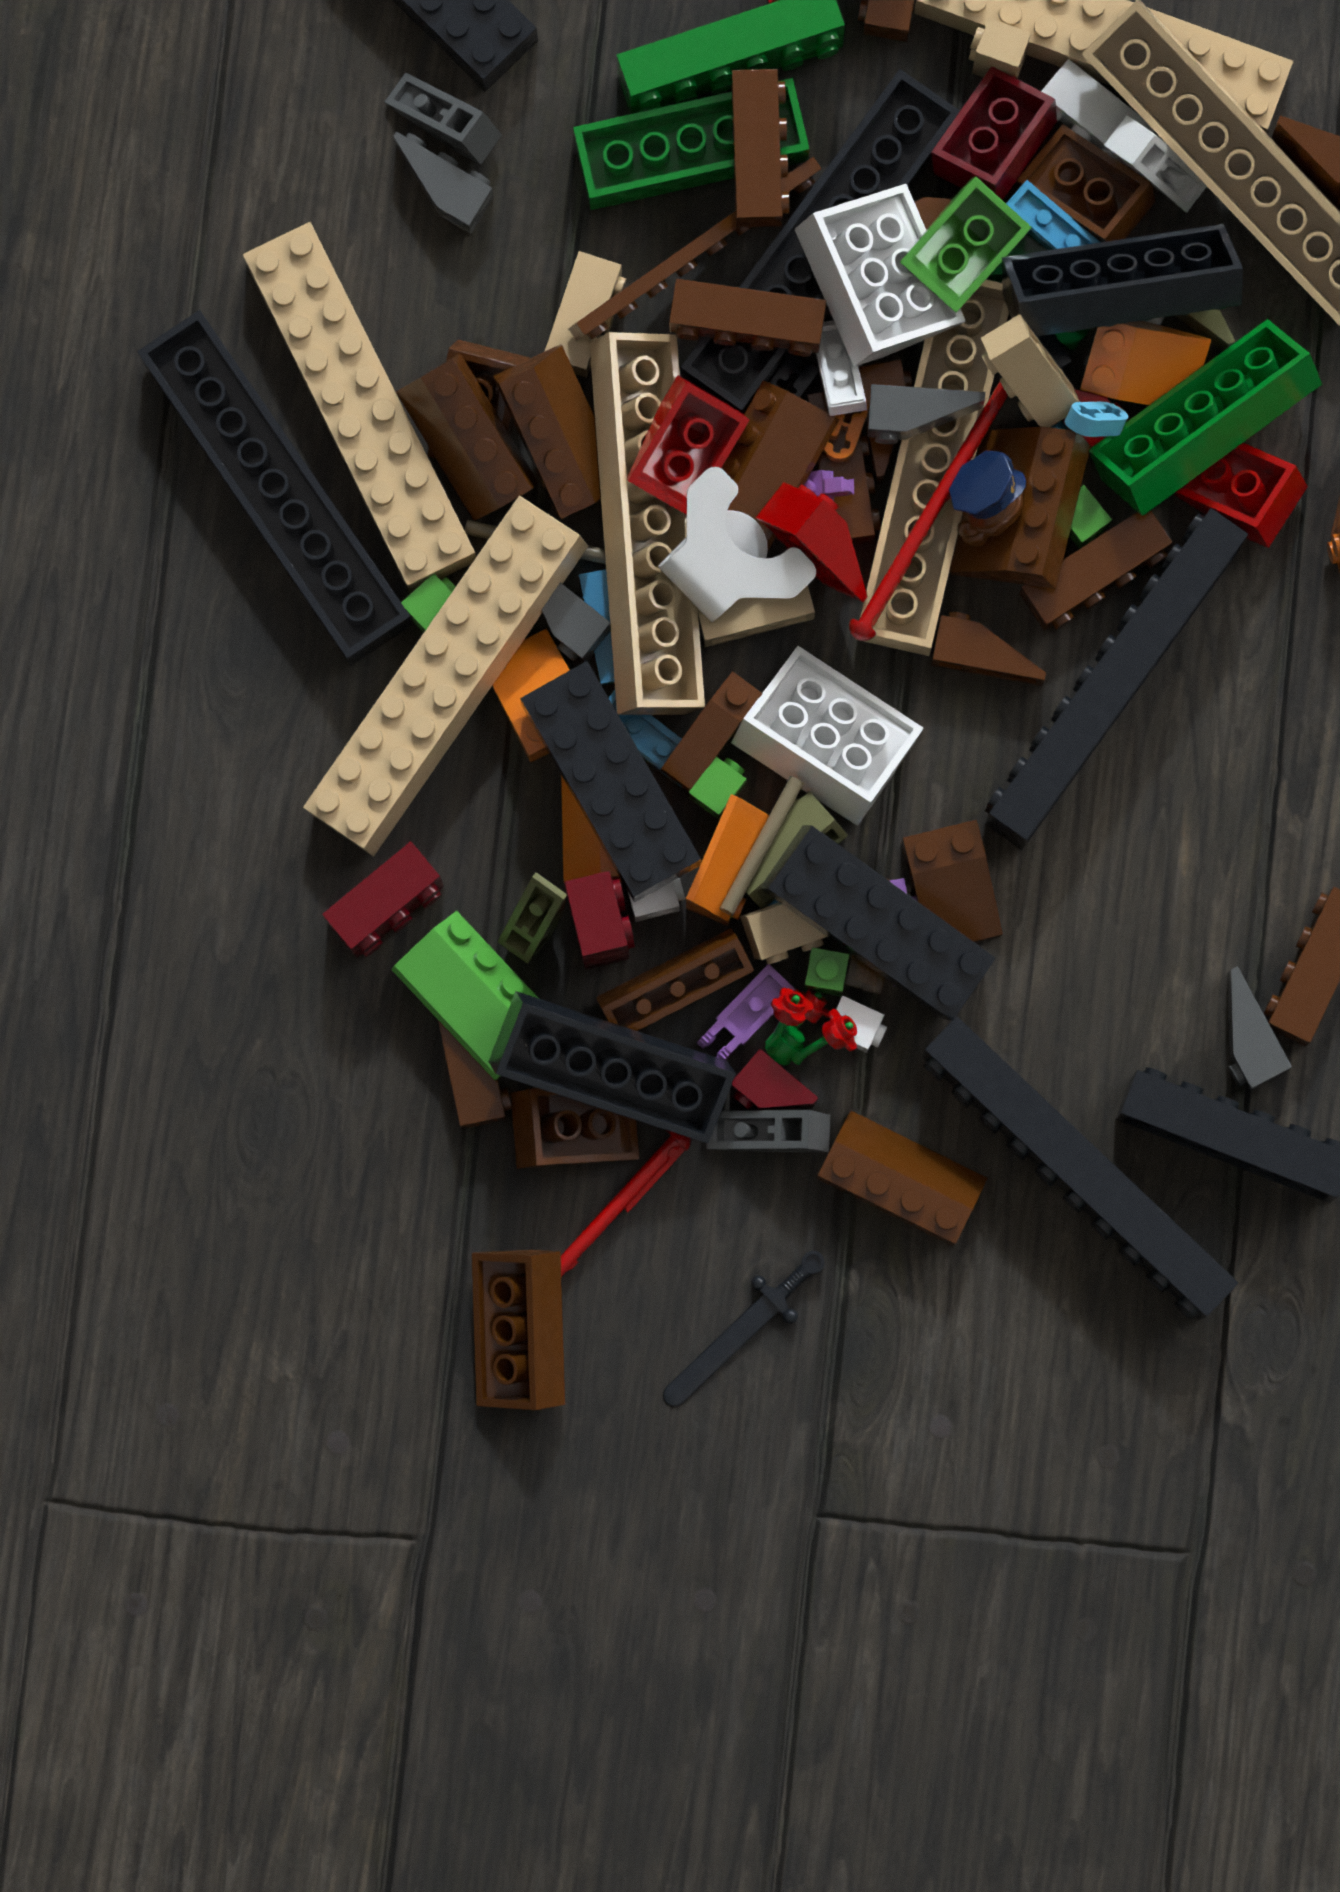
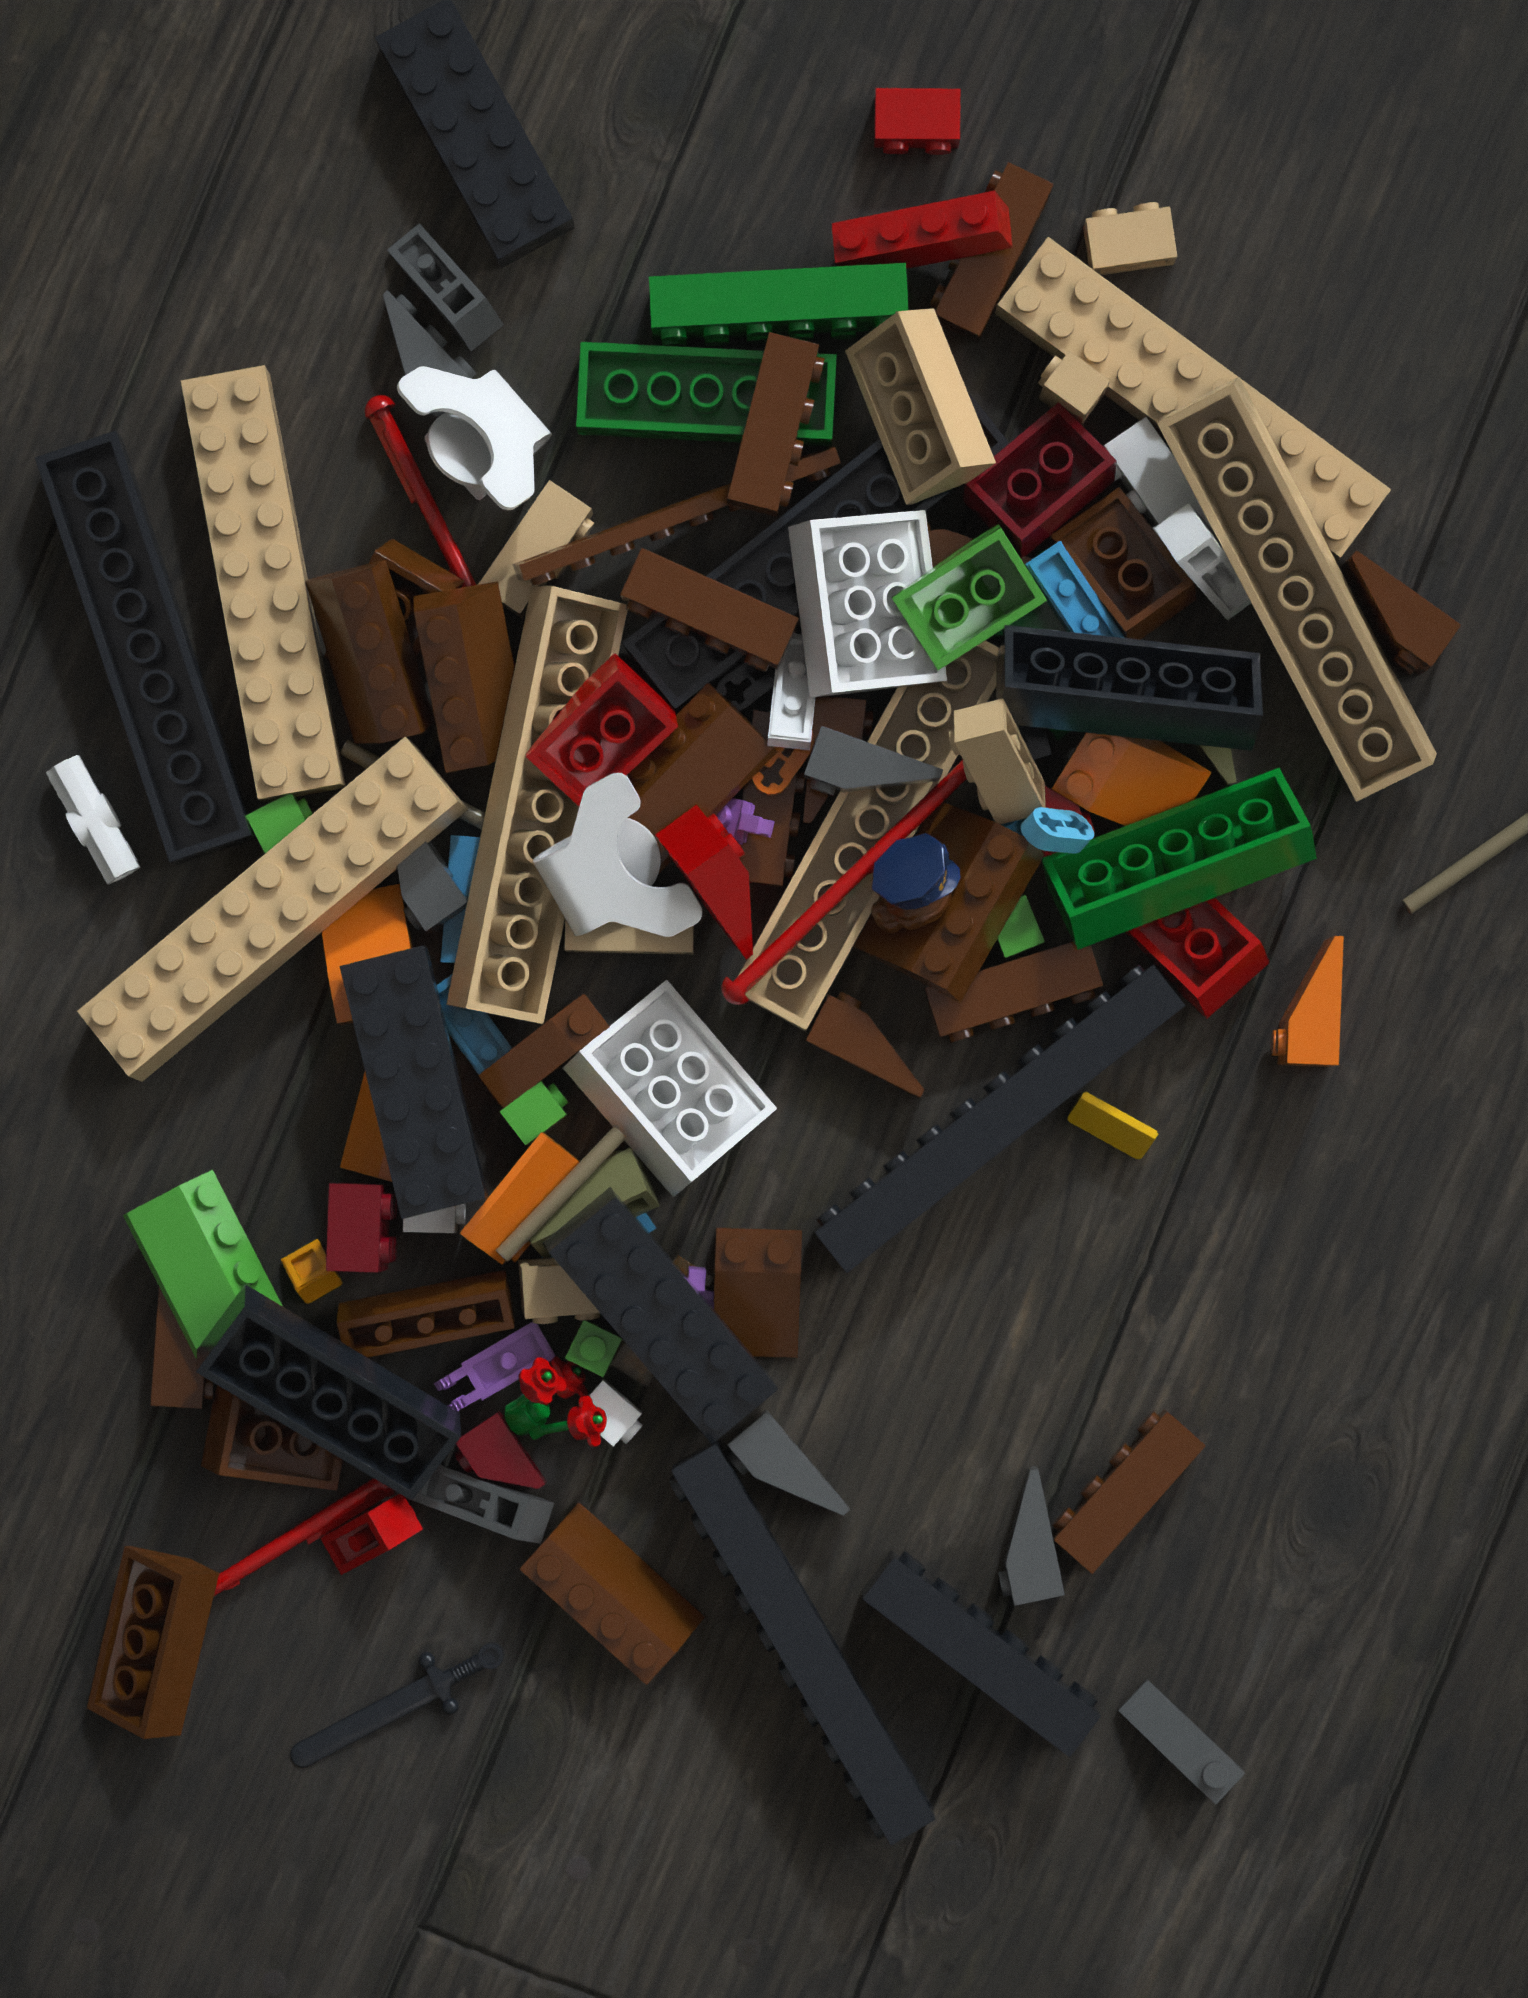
camera: 10 degrees right, 5 degrees up
(269, 646) = (93, 819): none -> white piece
(384, 901) = (137, 1138): dark red brick -> none
(460, 286) = (379, 413): none -> red bar
(513, 229) = (483, 435): none -> white piece
(533, 918) = (289, 1207): olive slope -> none
(564, 978) = (308, 1272): none -> light orange slope
(680, 1185) = (371, 1533): none -> red slope
(876, 98) = (920, 405): none -> tan slope
(1013, 1025) = (778, 1461): none -> dark grey slope
(1214, 661) = (1112, 1125): none -> yellow slope

